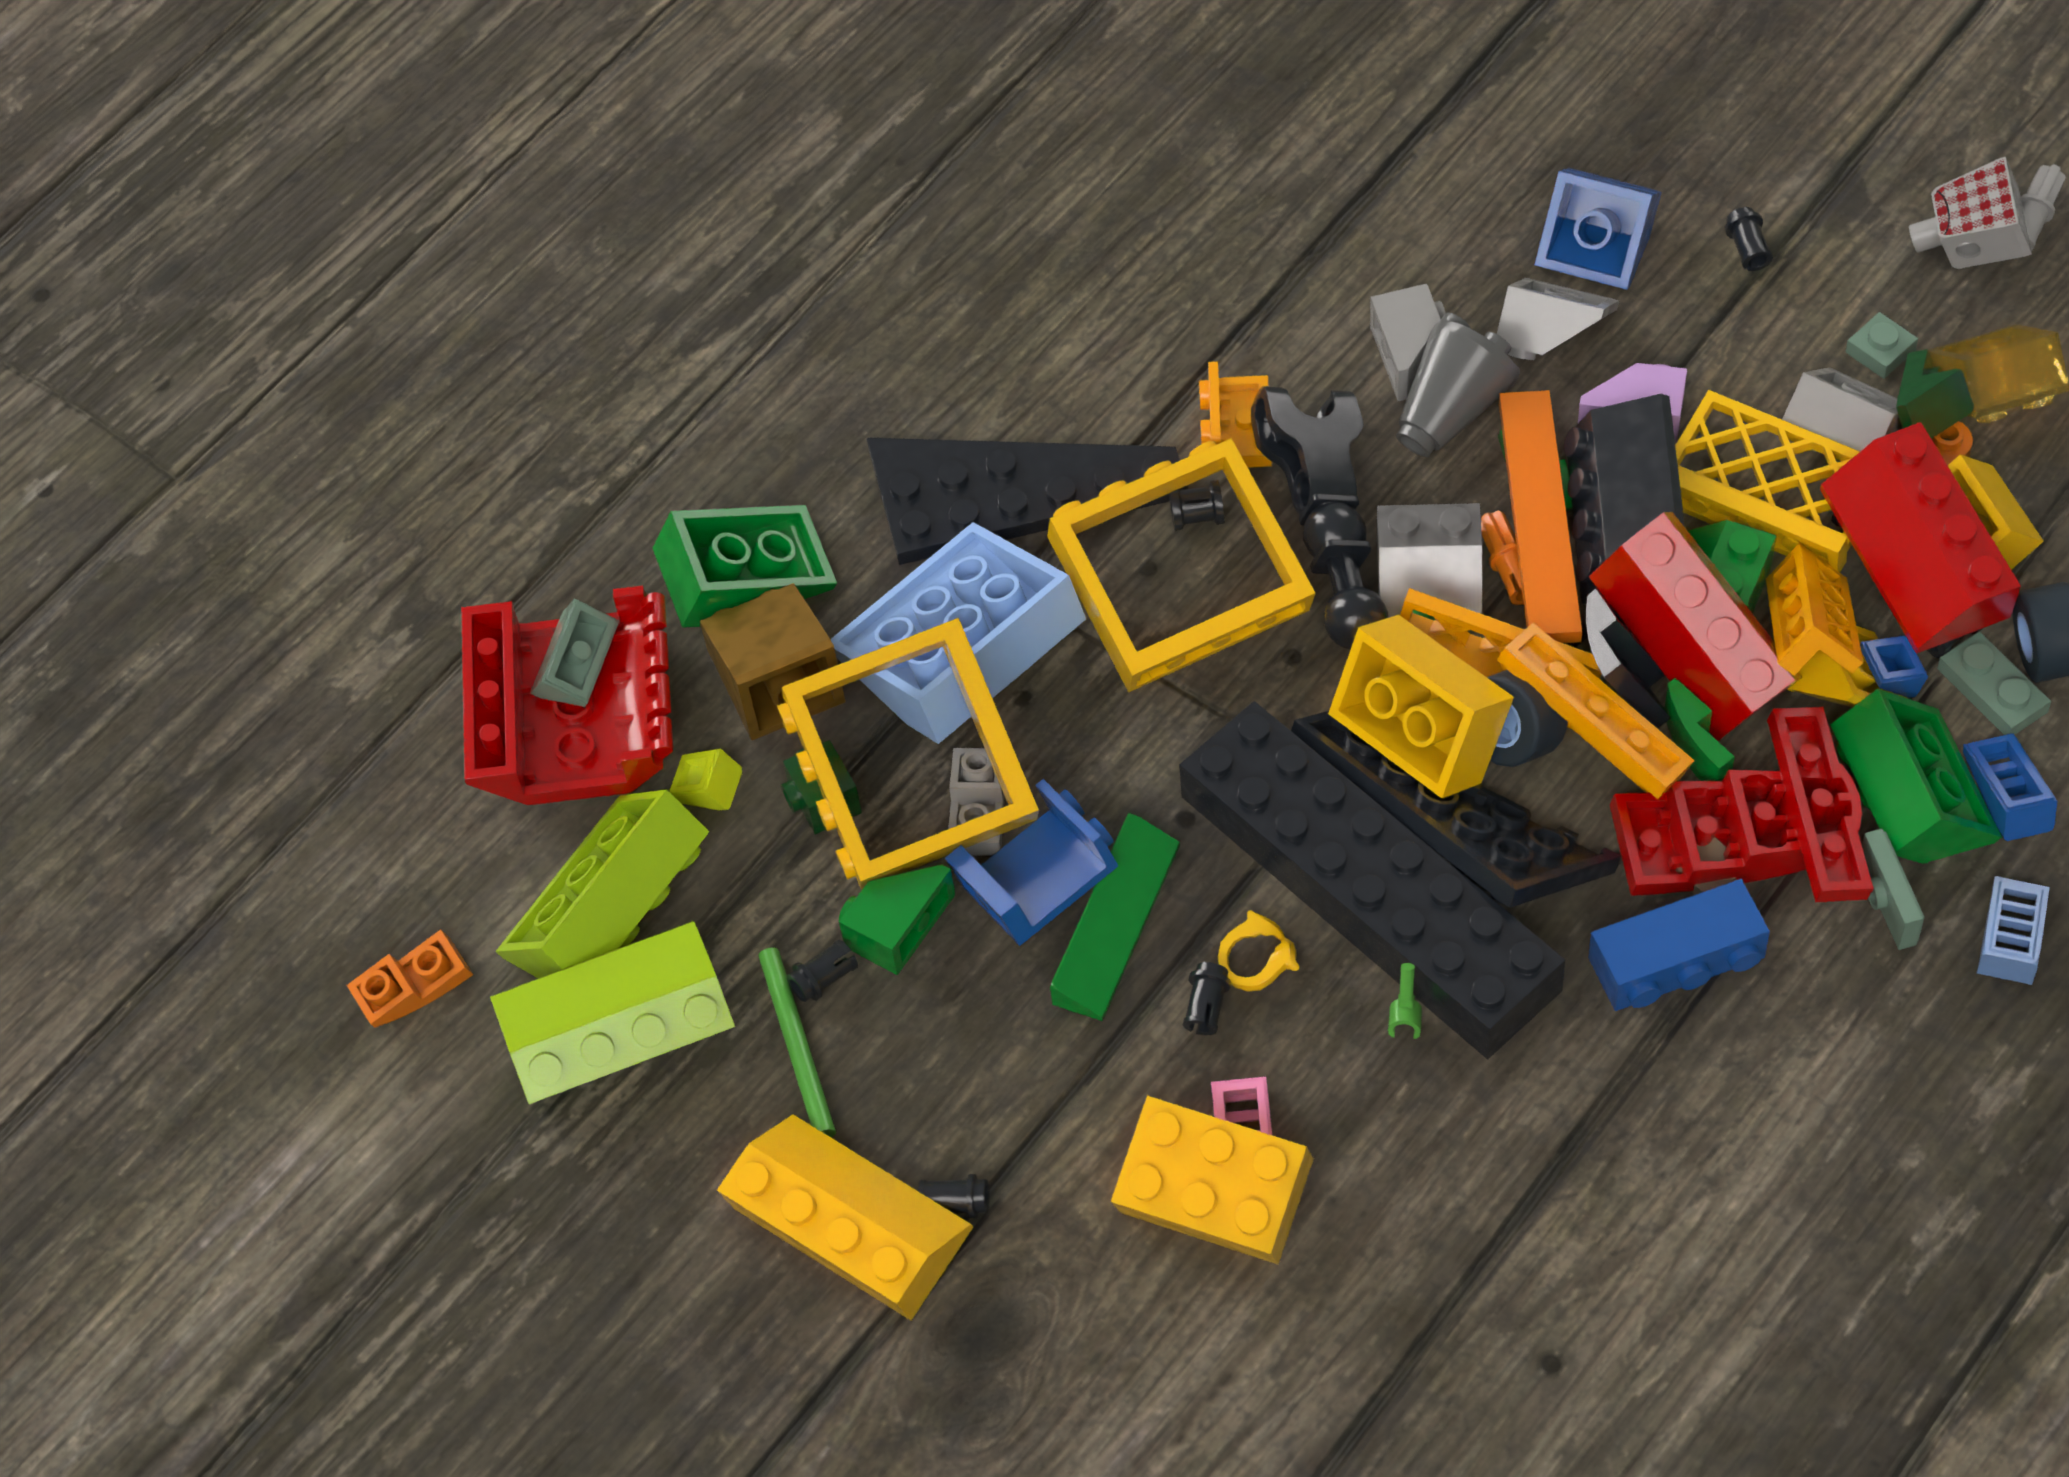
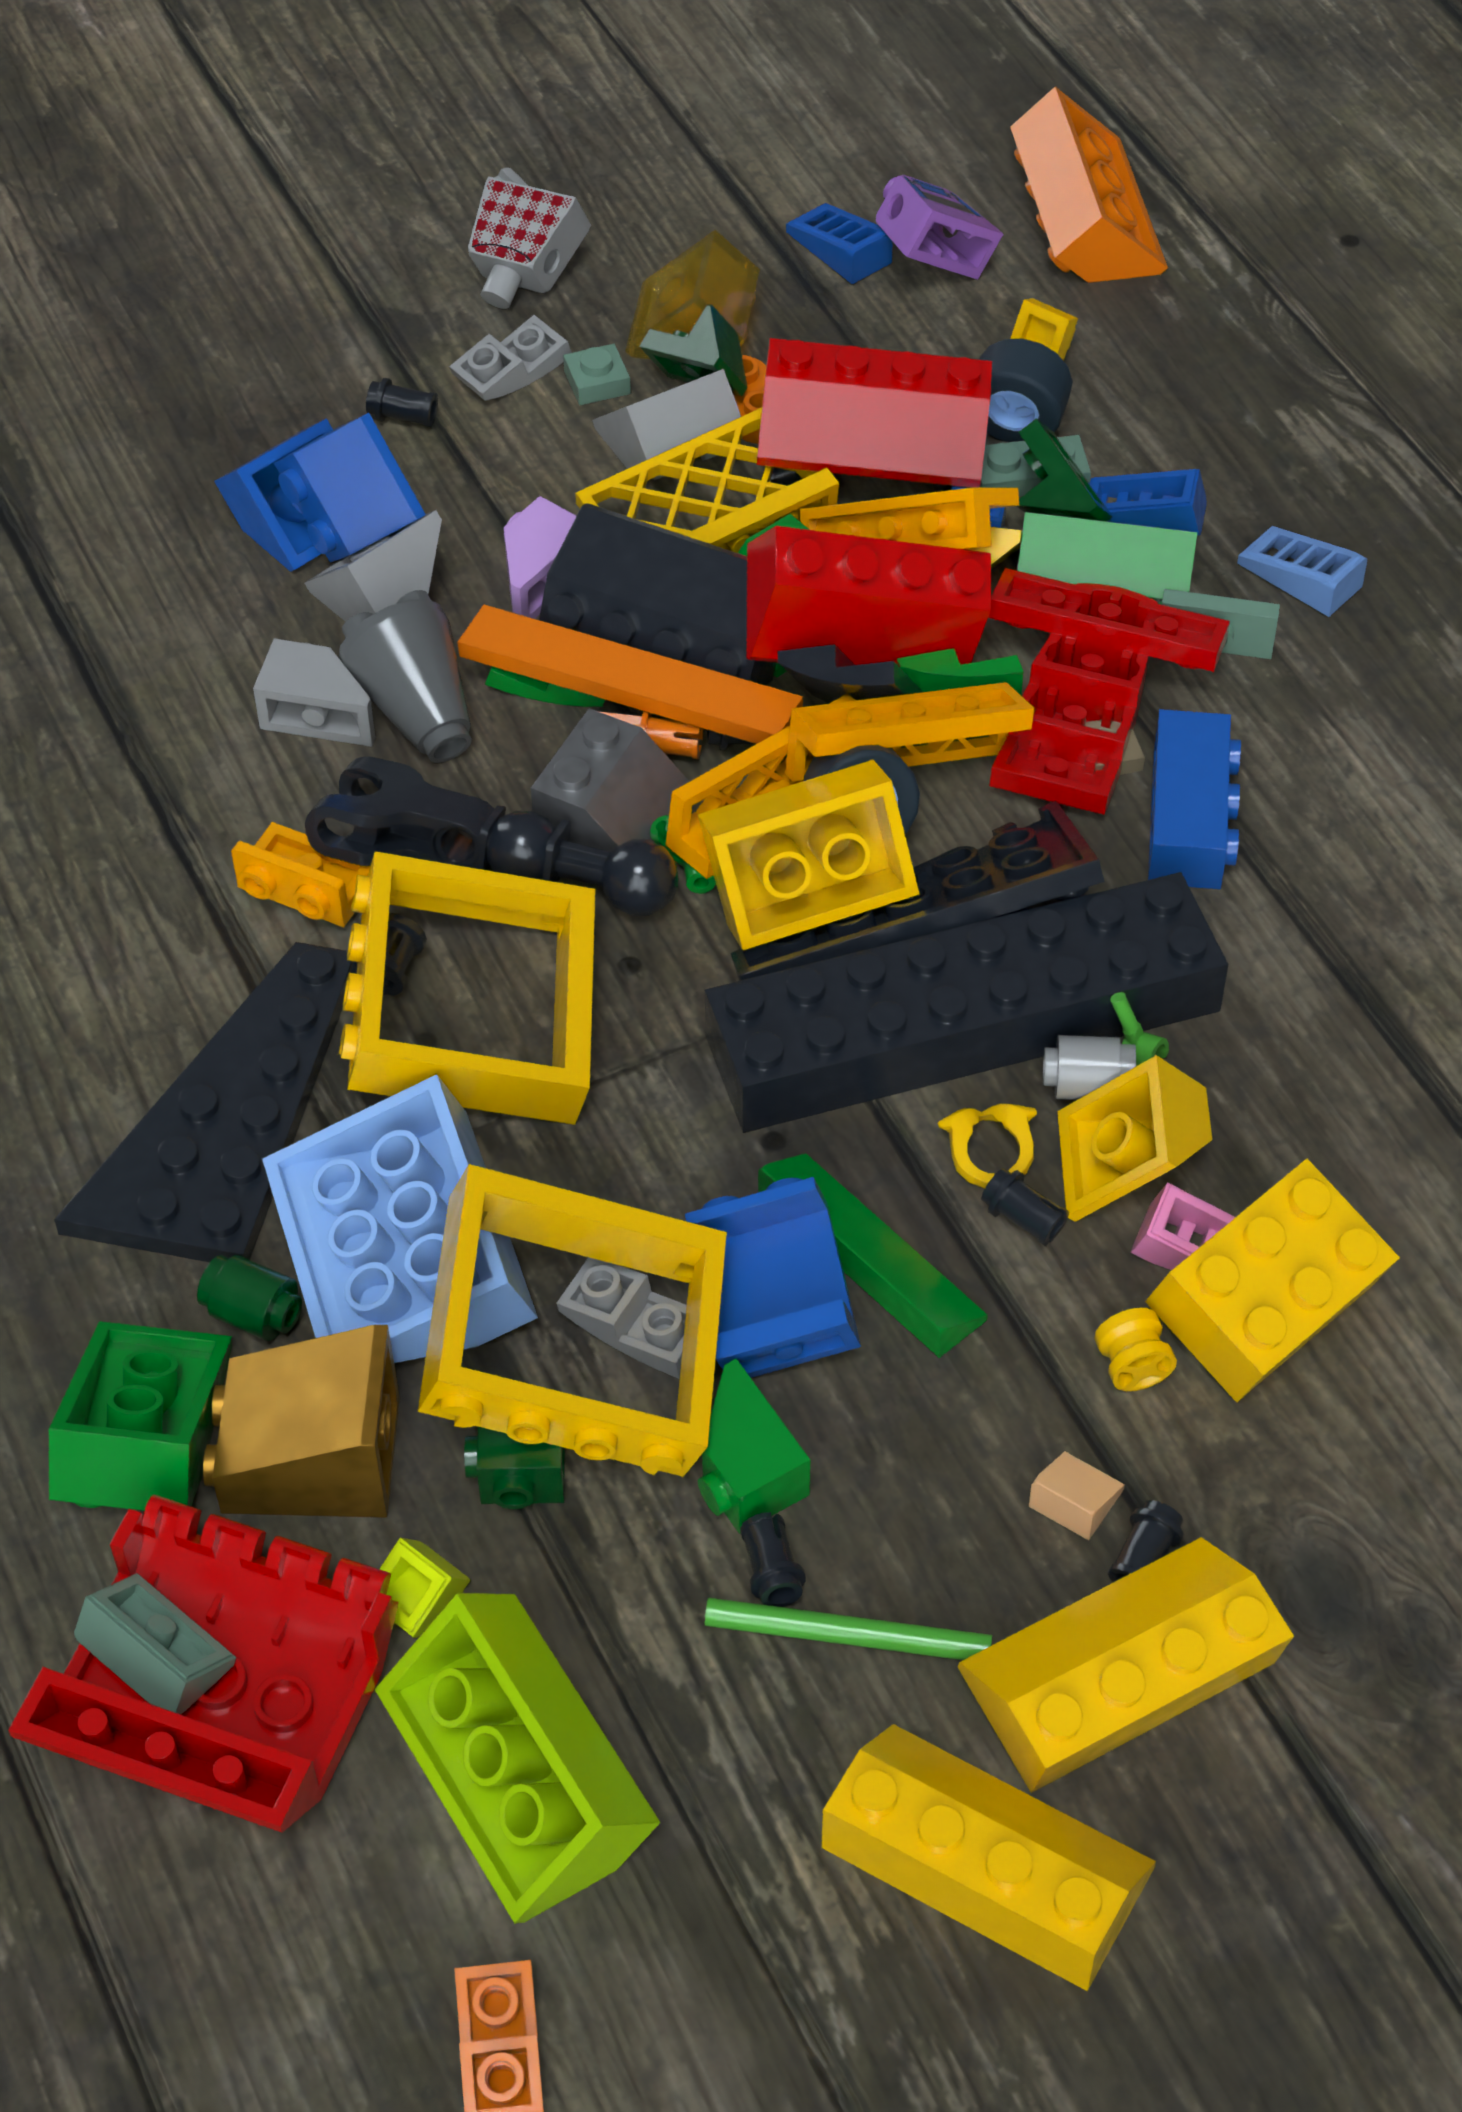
camera: 70 degrees left, 5 degrees down
(612, 1012) = (723, 1800): lime slope -> none
(661, 1193) = (984, 1853): none -> yellow slope
(862, 572) = (249, 1296): none -> dark green brick
(977, 1134) = (1074, 1494): none -> light nougat slope
(1111, 1119) = (1135, 1349): none -> yellow wheel
(1307, 1041) = (1130, 1134): none -> yellow slope
(1355, 986) = (1085, 1064): none -> light grey brick
(1595, 246) = (348, 488): none -> blue slope
(1843, 282) = (506, 366): none -> light grey slope
(1966, 711) = (1063, 486): none -> dark green slope

